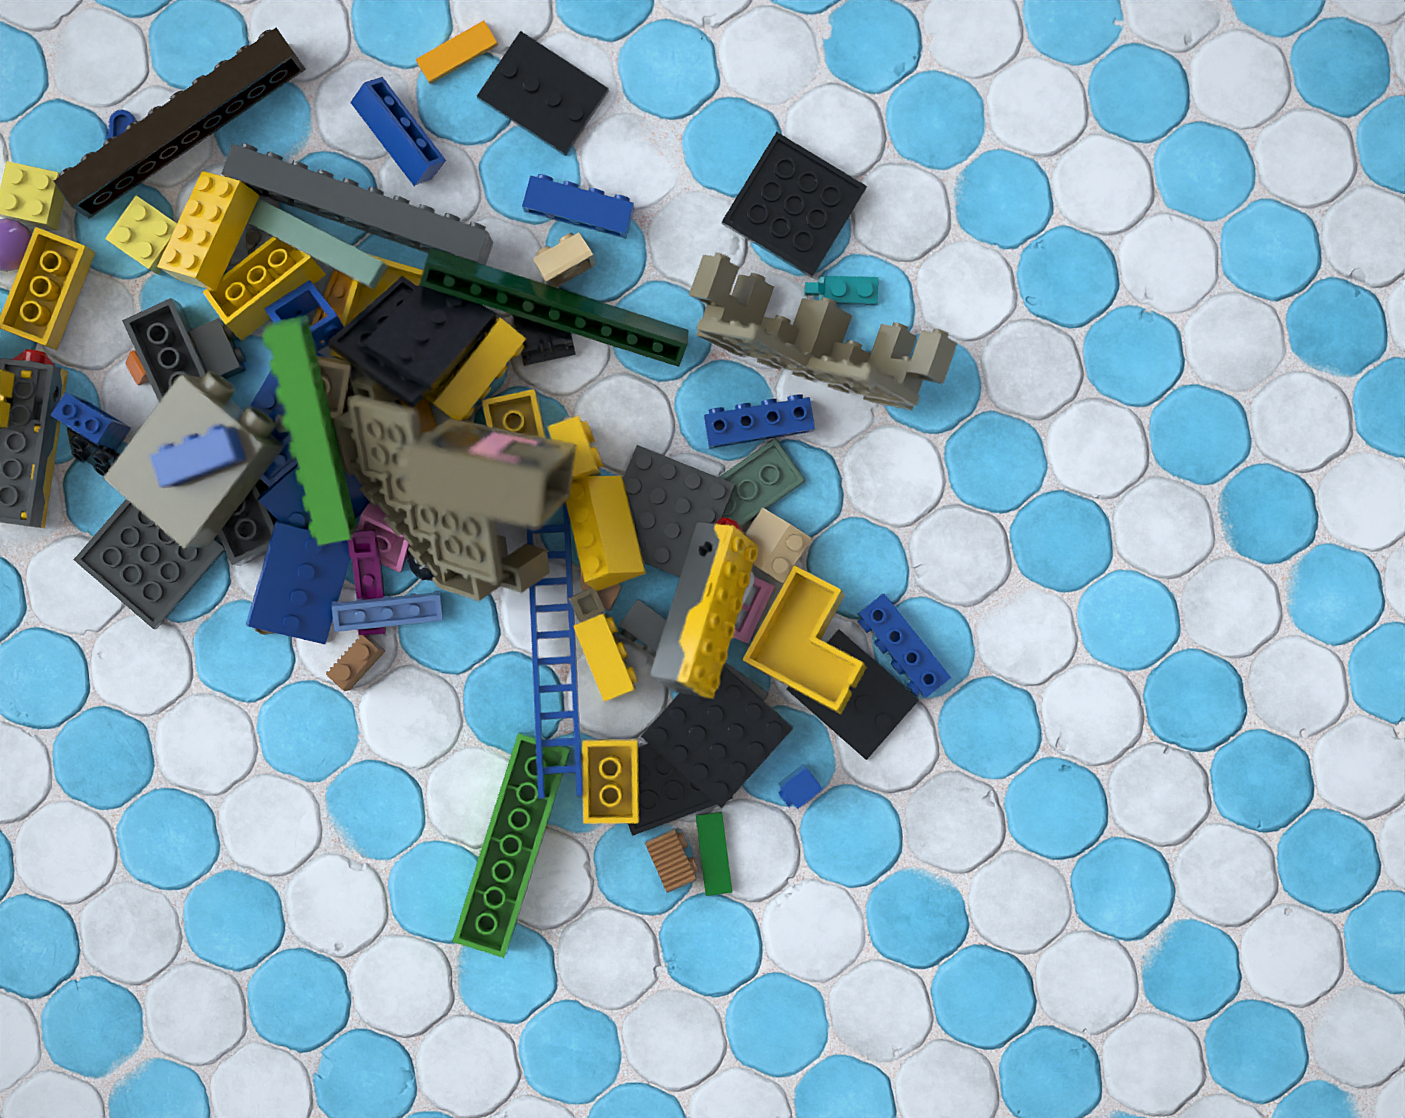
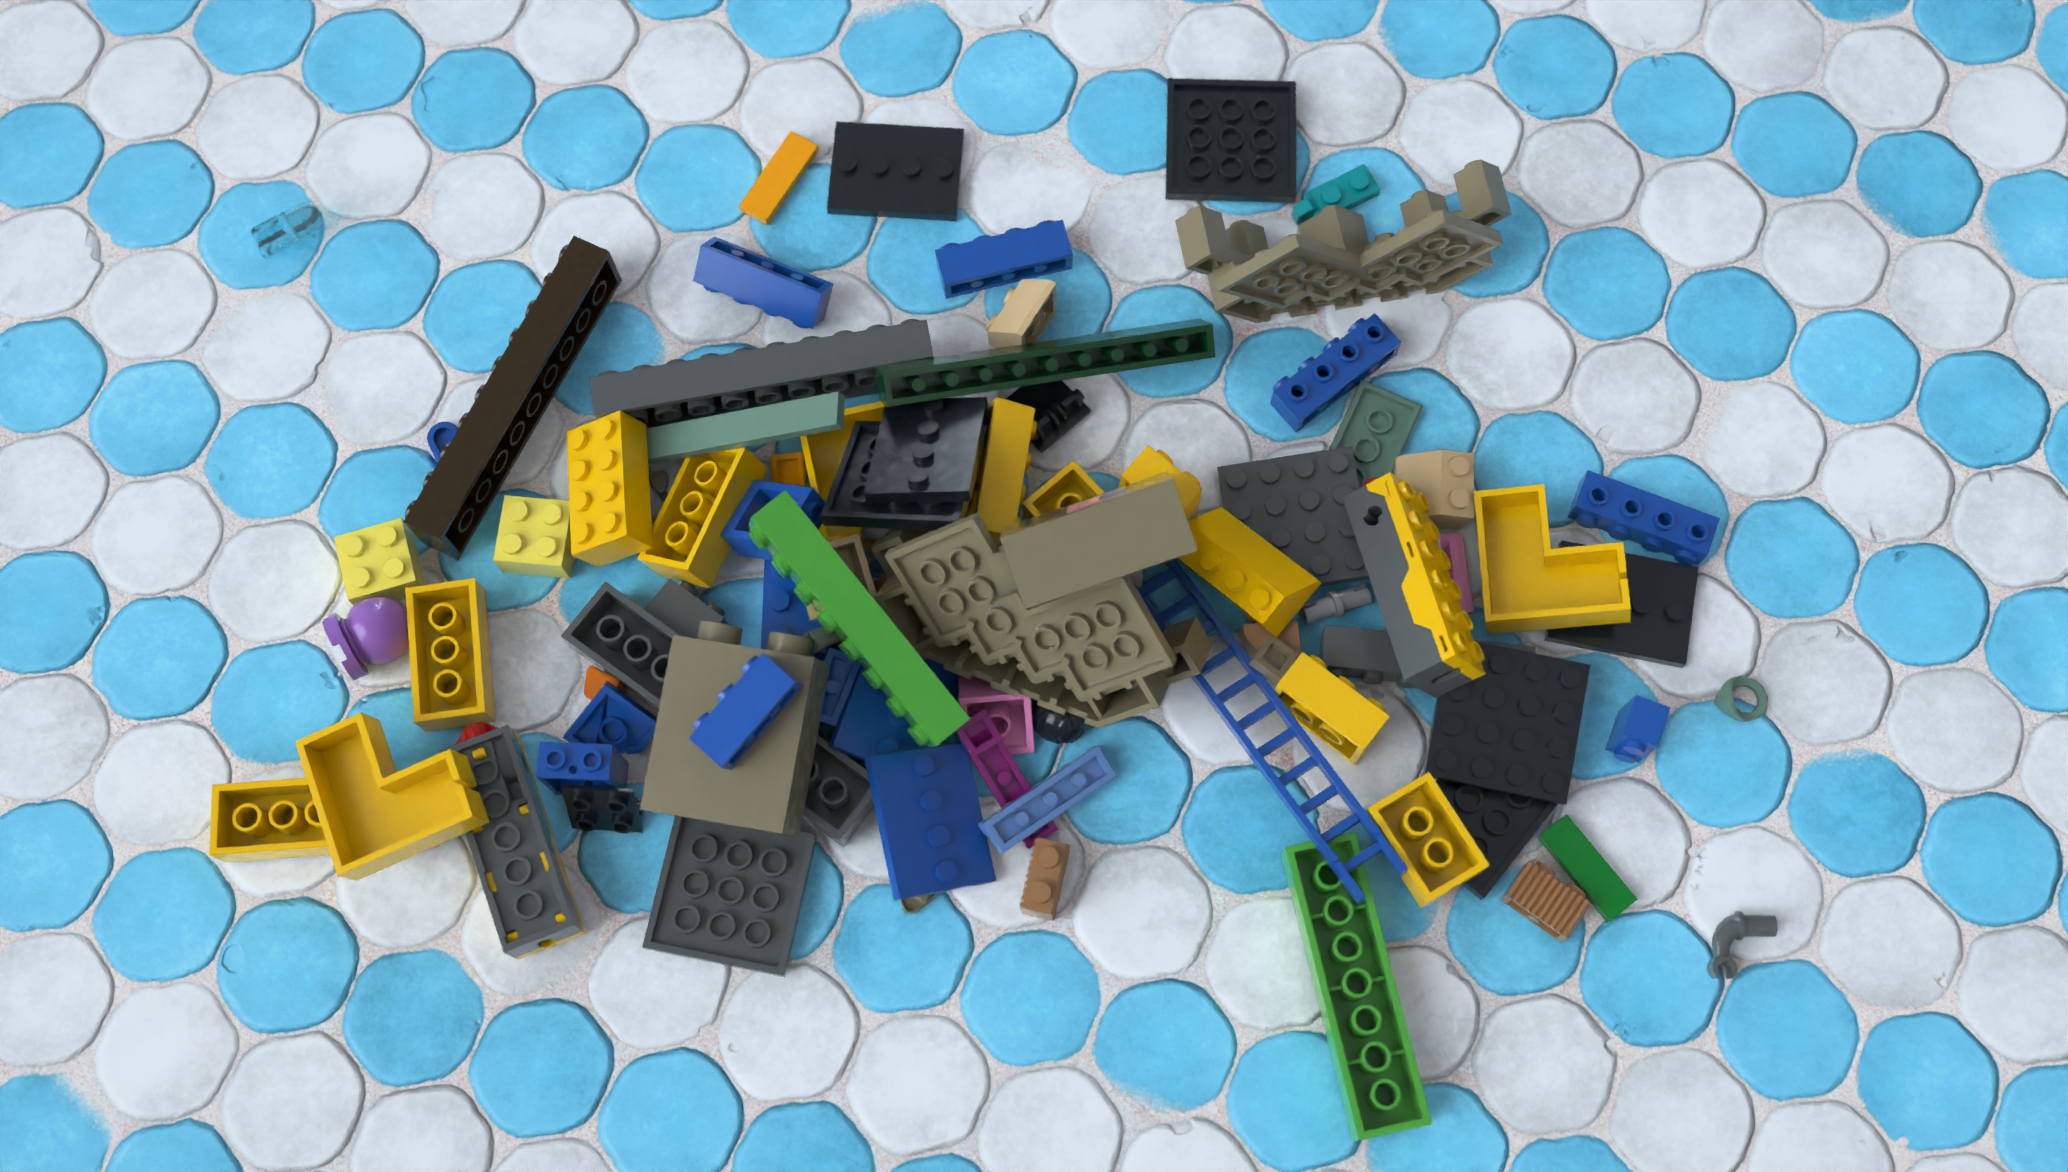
camera: 30 degrees left, 15 degrees down
(127, 396) = (613, 720): none -> blue plate
(654, 585) = (1335, 604): none -> light grey pin
(781, 945) = (1733, 928): none -> dark grey piece
(887, 790) = (1725, 701): none -> sand green piece

